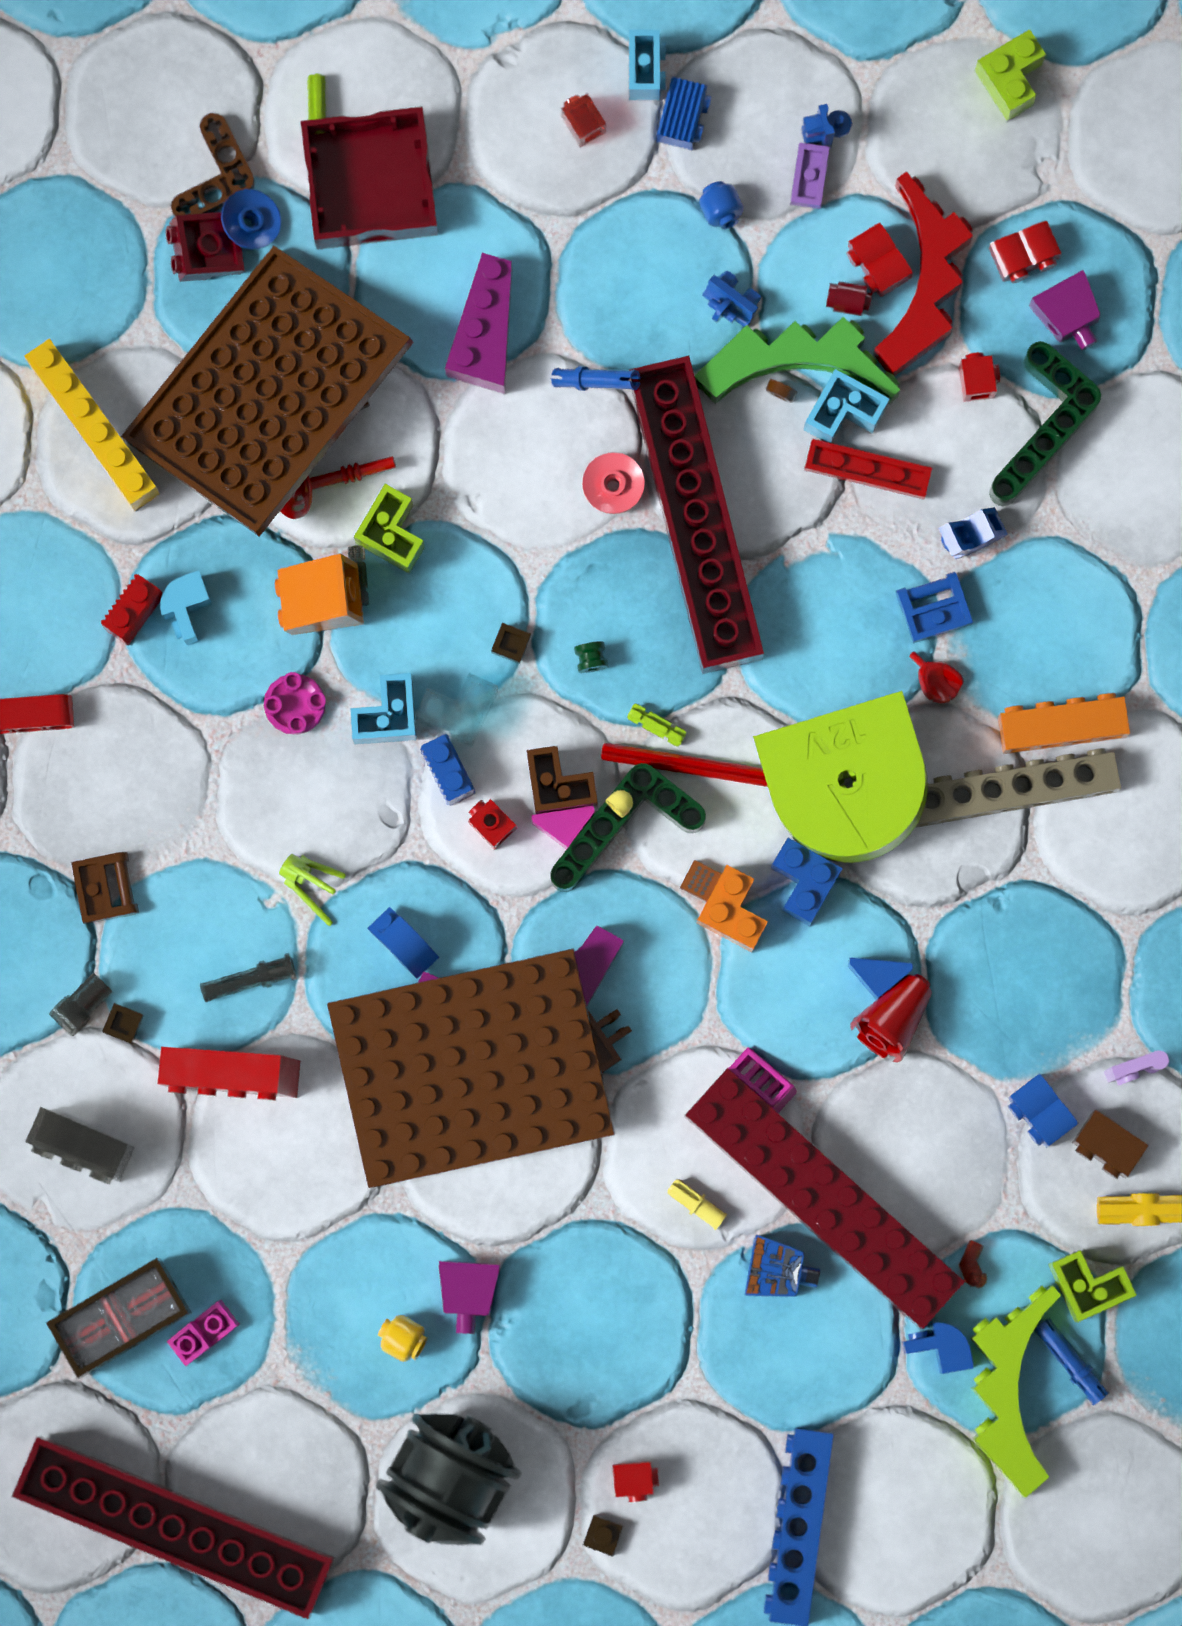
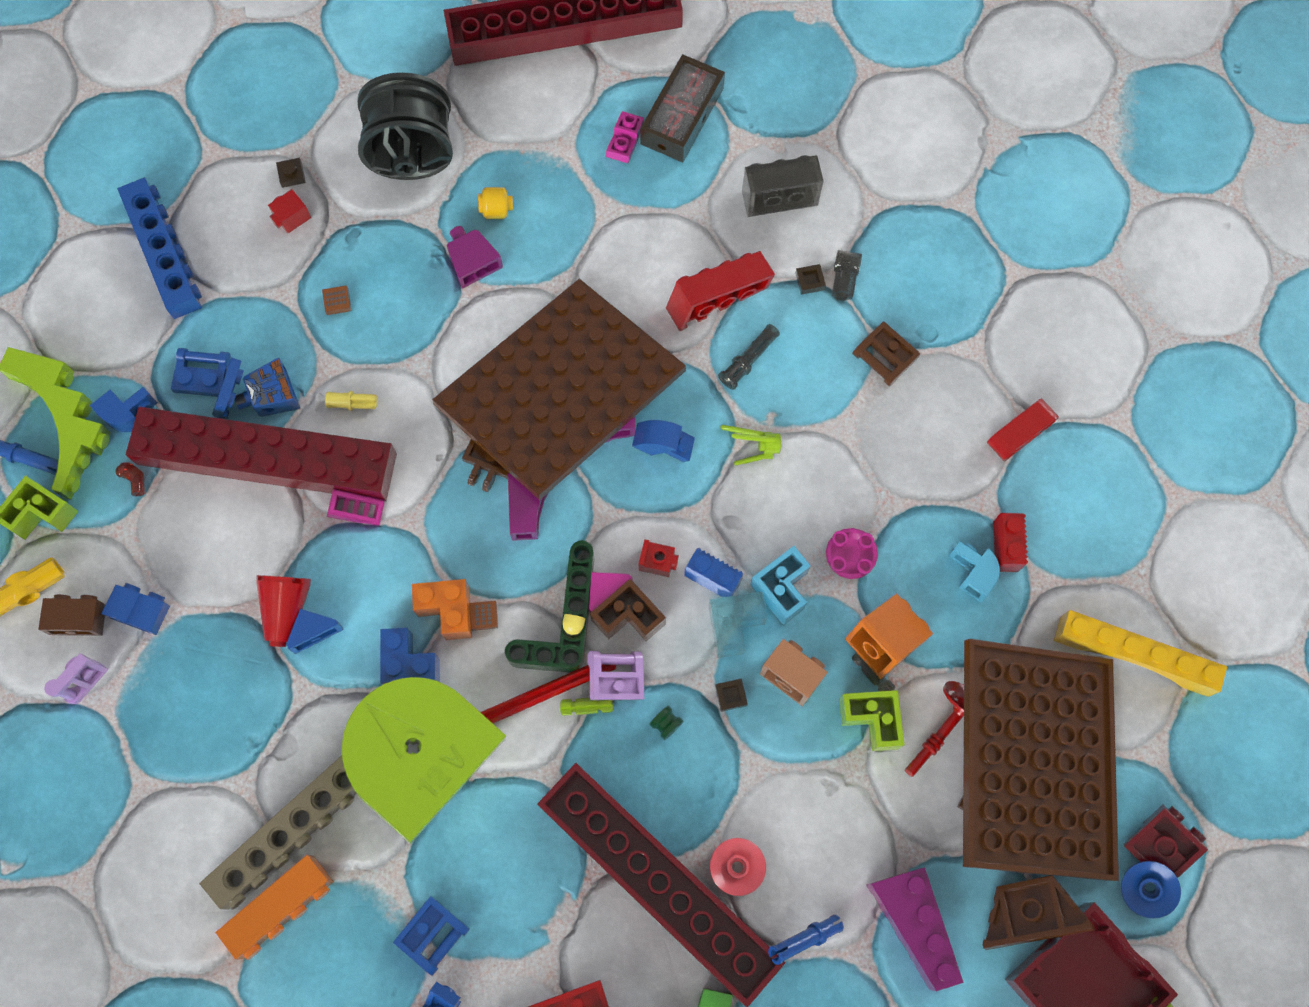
camera: 145 degrees right, 10 degrees down
(222, 181) = (1192, 908): reddish brown beam -> none
(374, 268) = (1032, 913): none -> reddish brown wing
(440, 623) = (793, 671): none -> nougat brick
(614, 722) = (616, 684): none -> lavender plate
(643, 1337) = (336, 300): none -> dark orange tile
(813, 1298) = (226, 396): none -> blue plate
(843, 1336) = (199, 380): none -> blue plate
(938, 679) = (395, 878): red piece -> none

